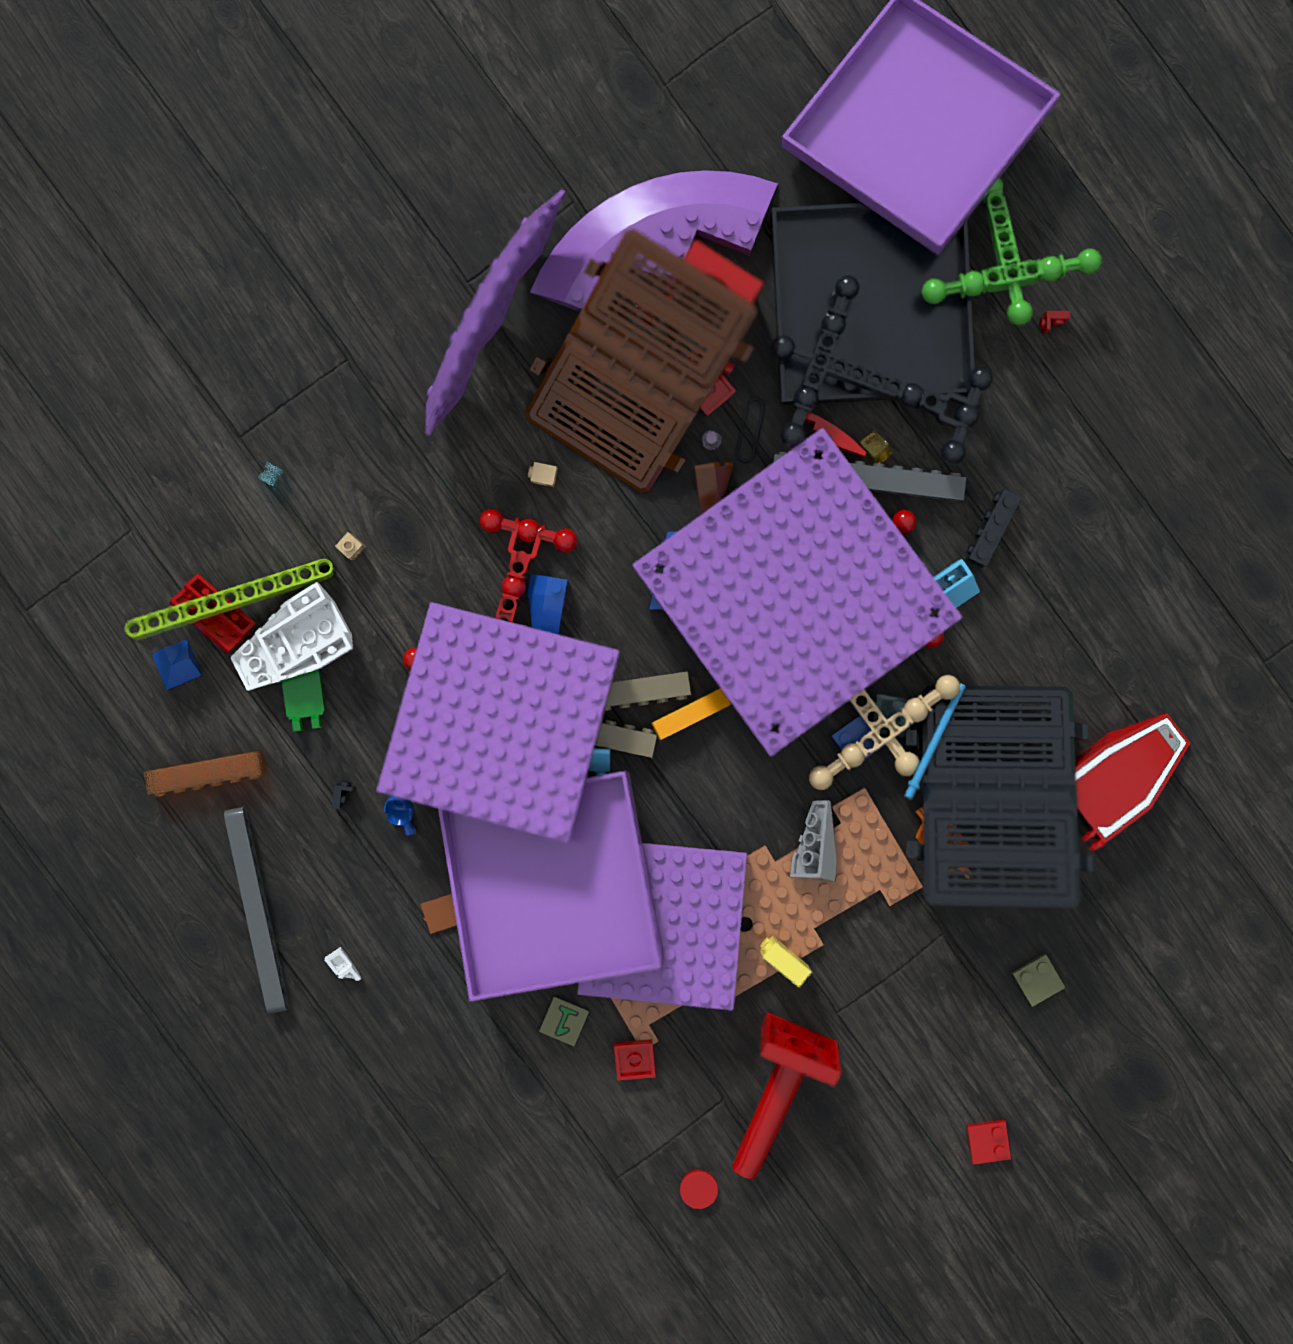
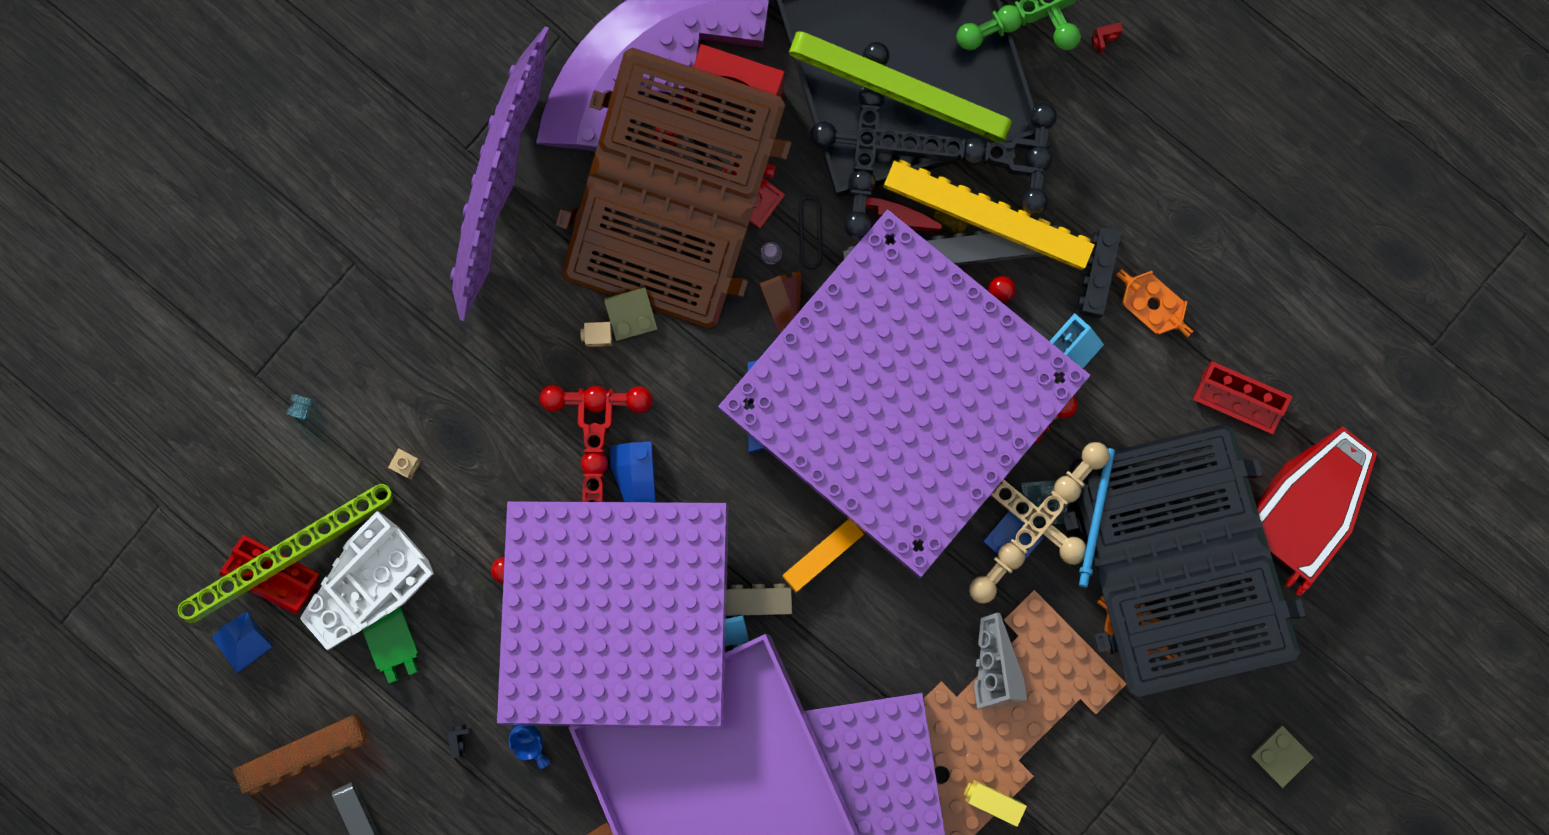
camera: 10 degrees left, 5 degrees down
(576, 463) = (630, 314): none -> olive plate
(647, 689) = (770, 539): dark tan brick -> none
(861, 321) = (900, 87): none -> lime beam
(909, 454) = (988, 215): none -> yellow brick
(1046, 574) = (1170, 309): none -> orange plate
(1087, 667) = (1242, 397): none -> red brick

